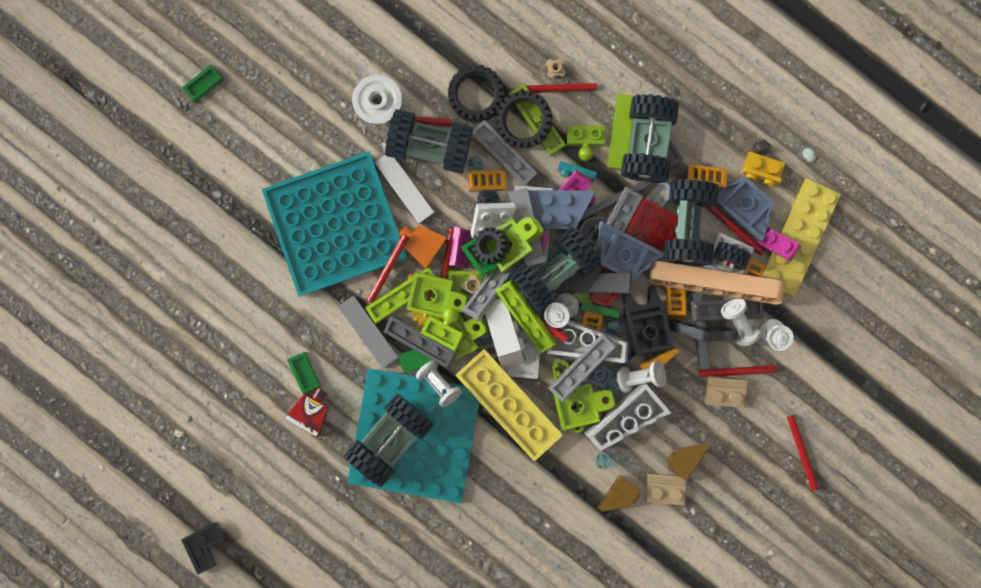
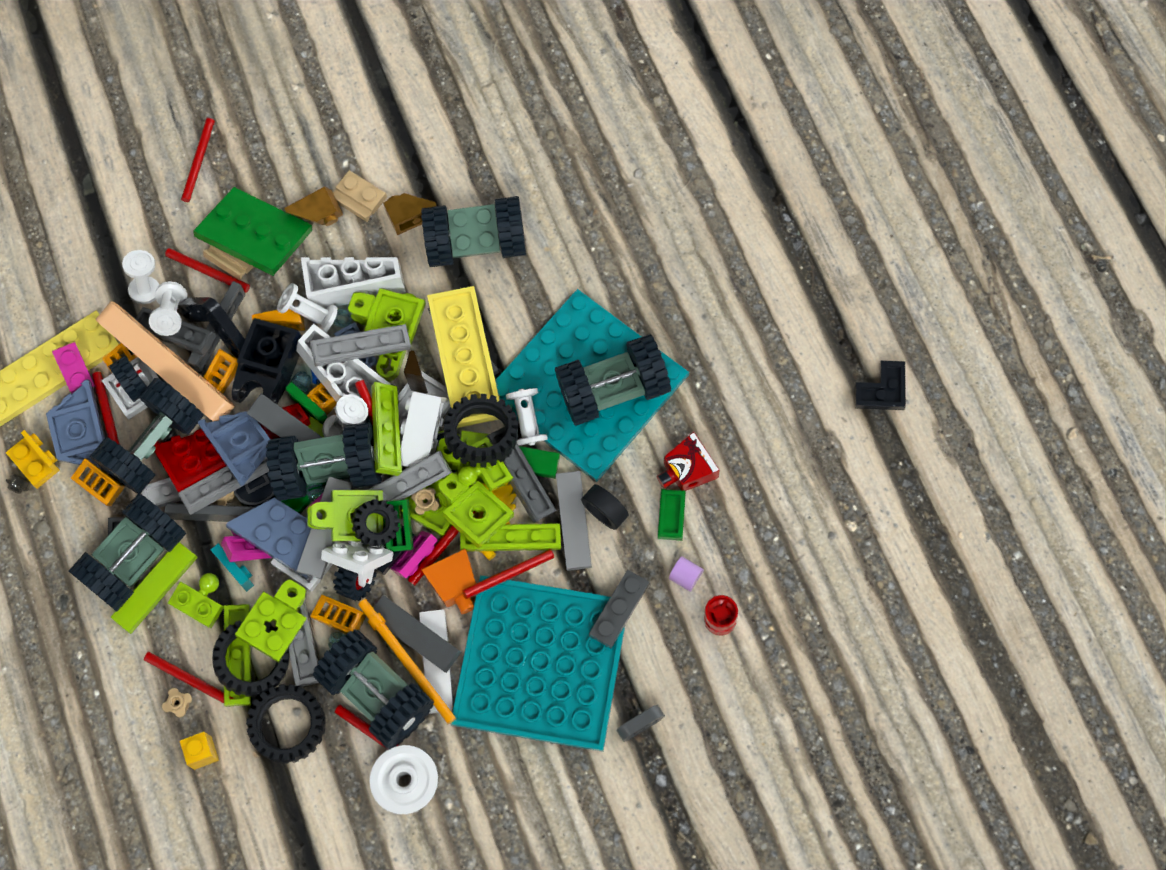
camera: 140 degrees left, 15 degrees down
(231, 318) = (721, 615): none -> red wheel
(247, 220) = (640, 723): none -> dark grey beam
(271, 336) = (685, 573): none -> lavender brick
(300, 285) = (619, 609): none -> dark grey plate
(348, 349) = (605, 507): none -> black tyre
(427, 195) = (417, 635): none -> dark grey tile
(455, 187) = (377, 623): none -> light orange bar
(456, 374) = (477, 406): none -> black tyre
(520, 45) = (199, 750): none -> yellow brick
(521, 158) = (279, 609): none -> lime plate
(532, 368) = (414, 375): none -> dark brown slope
(557, 502) = (473, 231): none -> plate
(605, 459) = (401, 253): clear light blue hinge -> none
(722, 416) = (253, 231): none -> green plate

